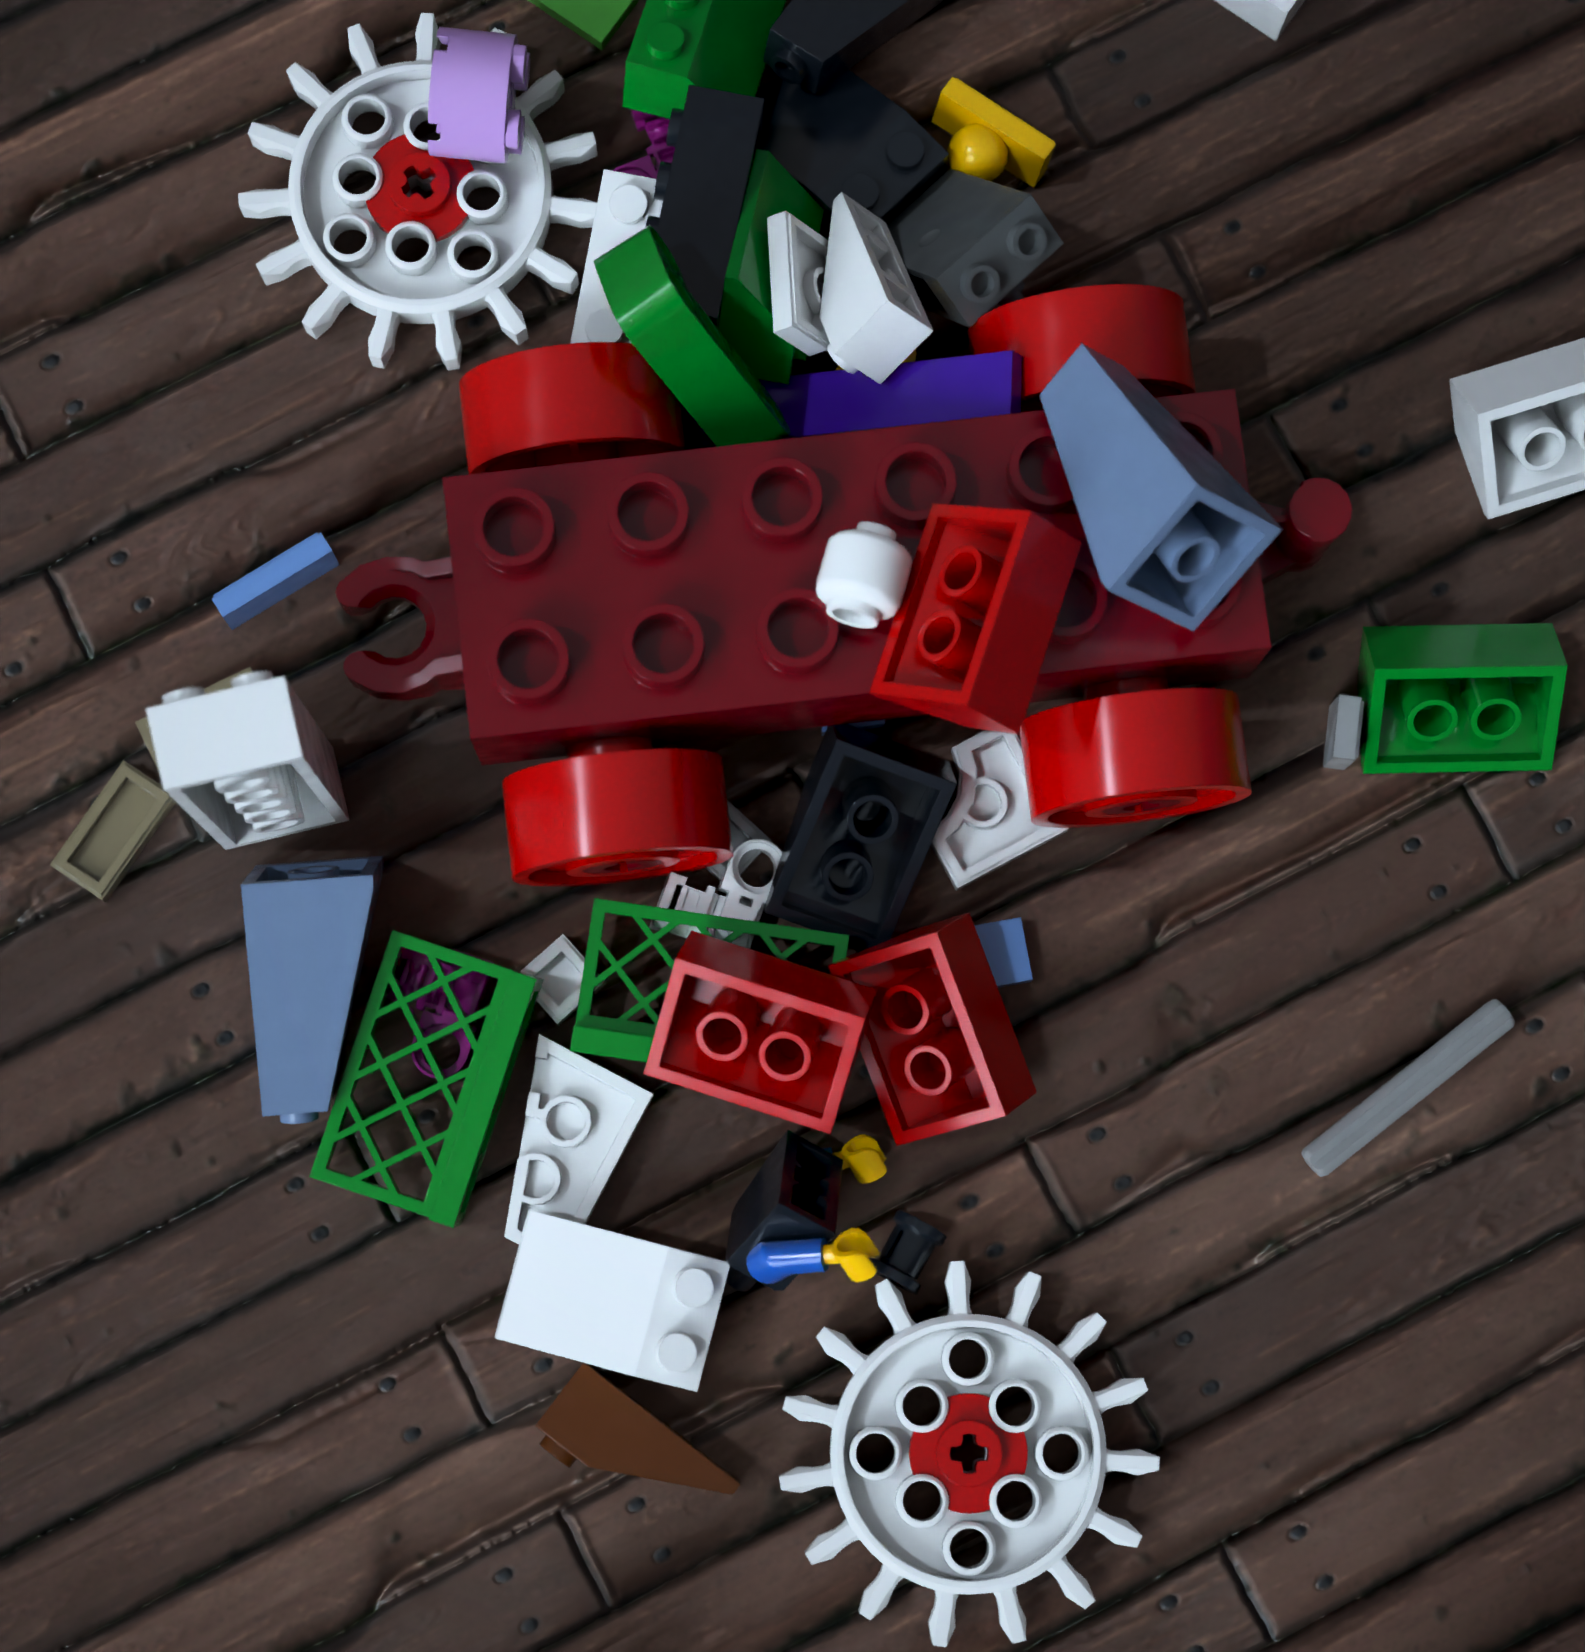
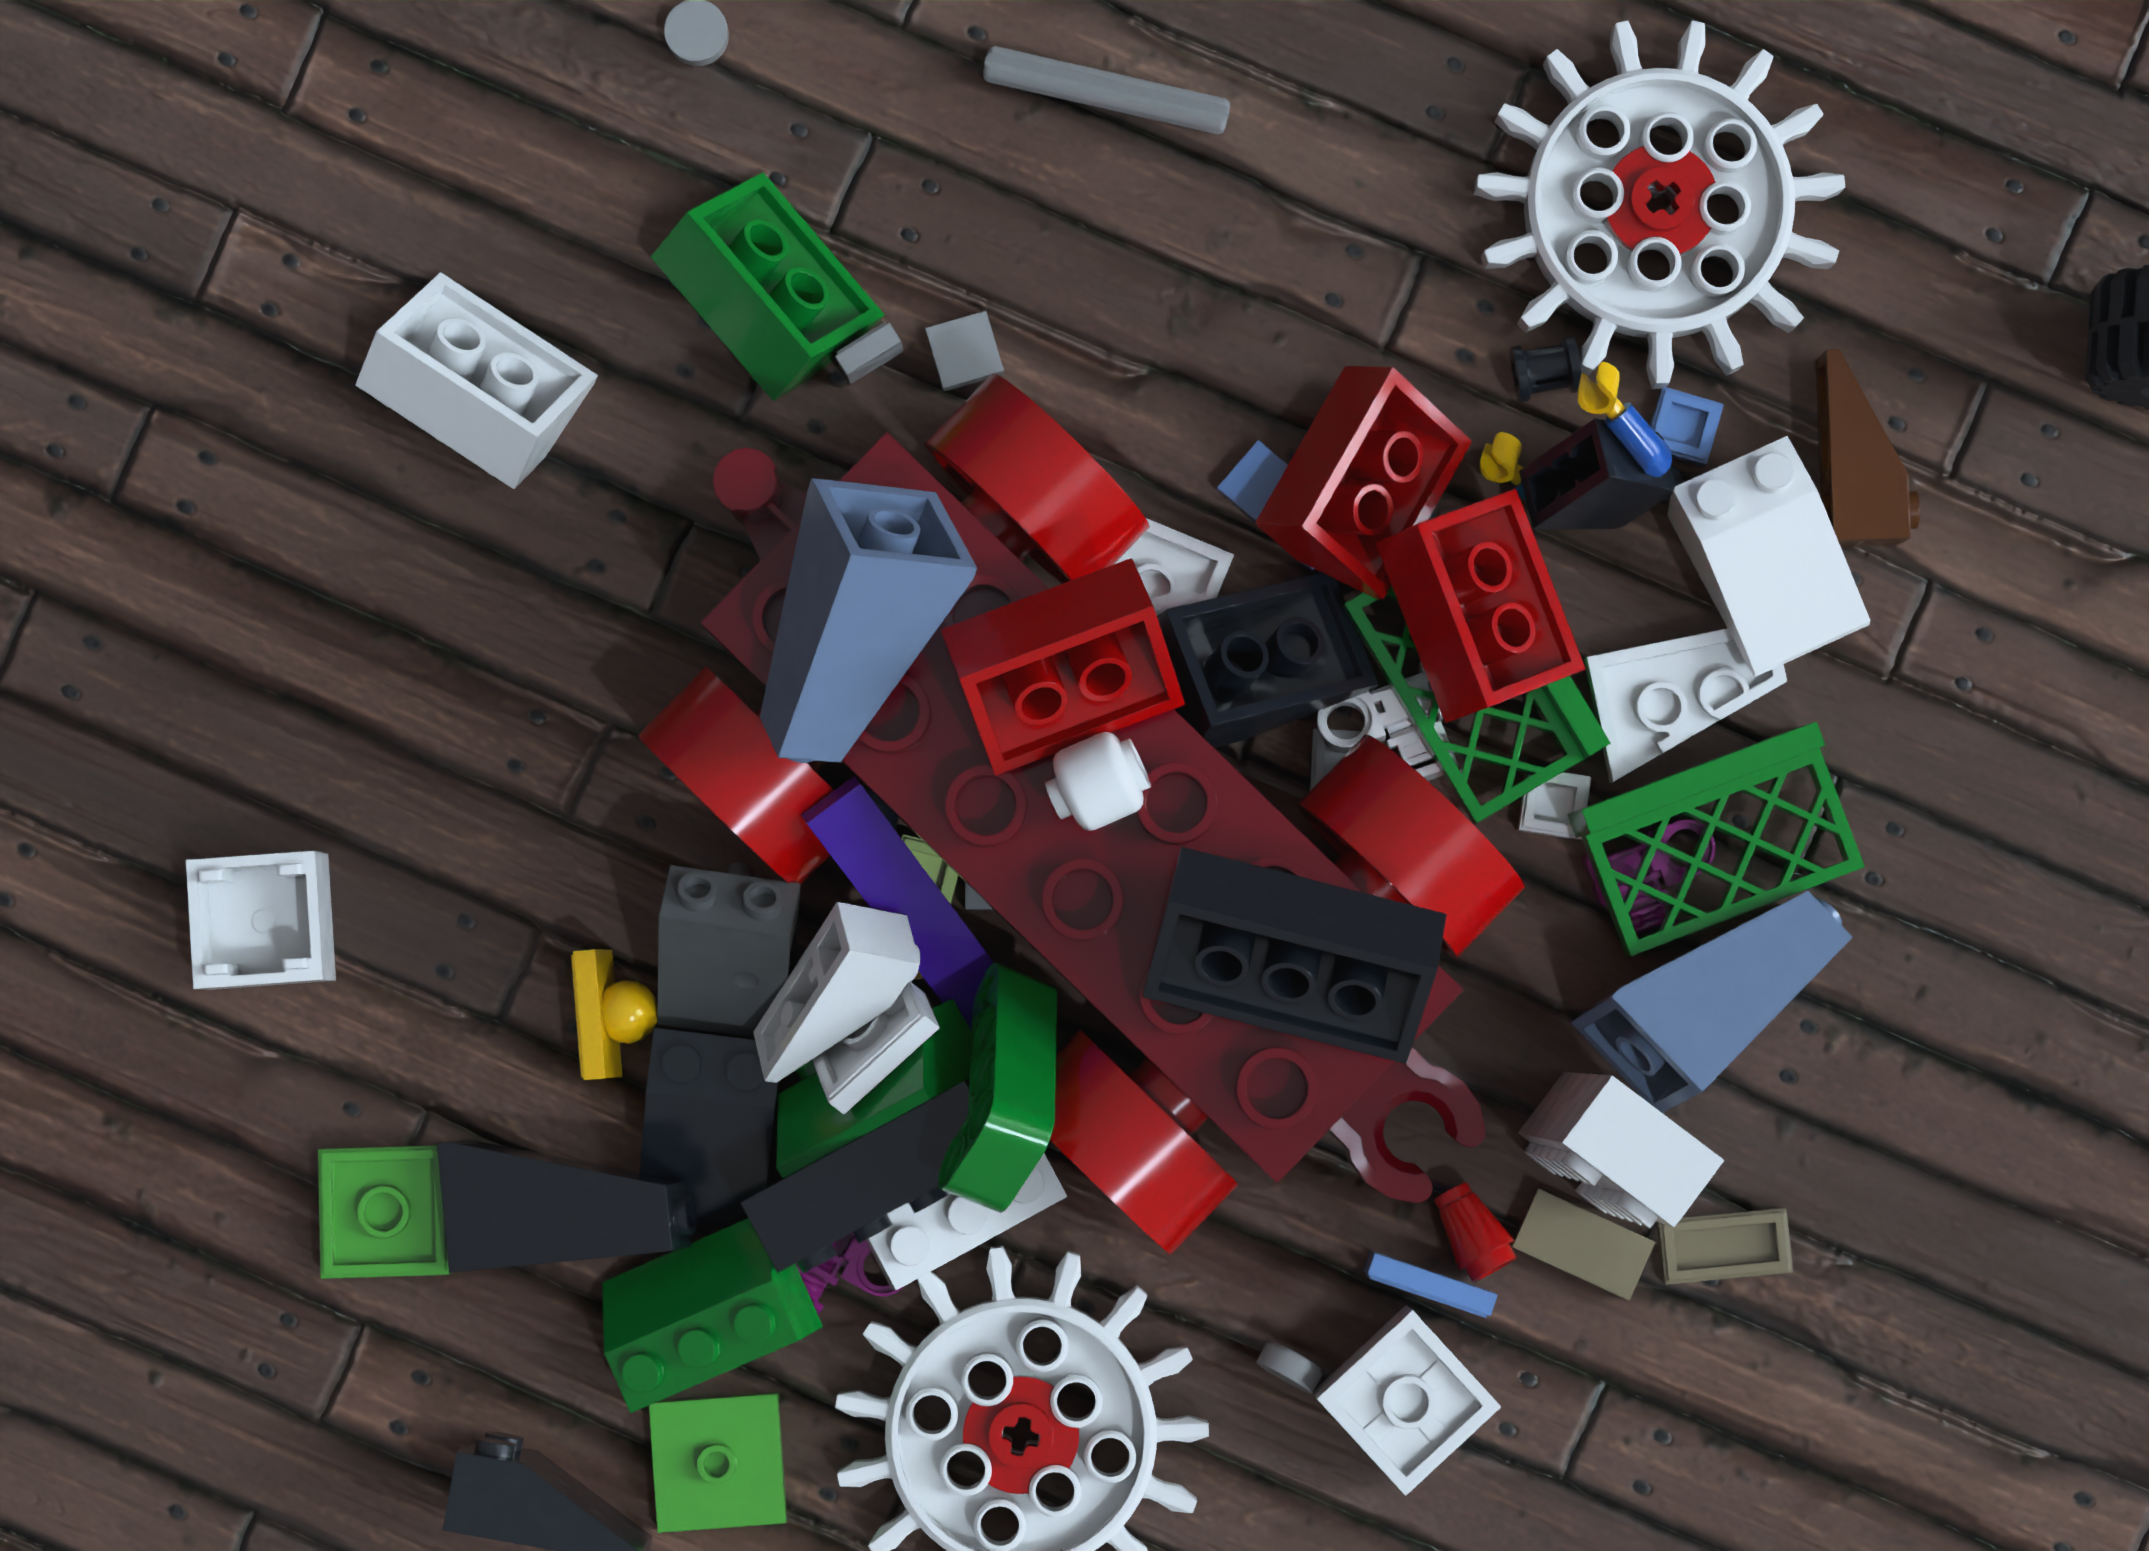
camera: 125 degrees left, 5 degrees up
(203, 487) = (1406, 1400): none -> white container
(285, 646) = (1474, 1233): none -> red cone
(302, 427) = (1290, 1367): none -> light grey tile
(476, 95) = (924, 1439): lavender brick -> none
(605, 613) = (1295, 955): none -> black slope
(772, 1328) = (1686, 424): none -> medium blue tile
(1285, 811) = (964, 350): none -> light grey tile

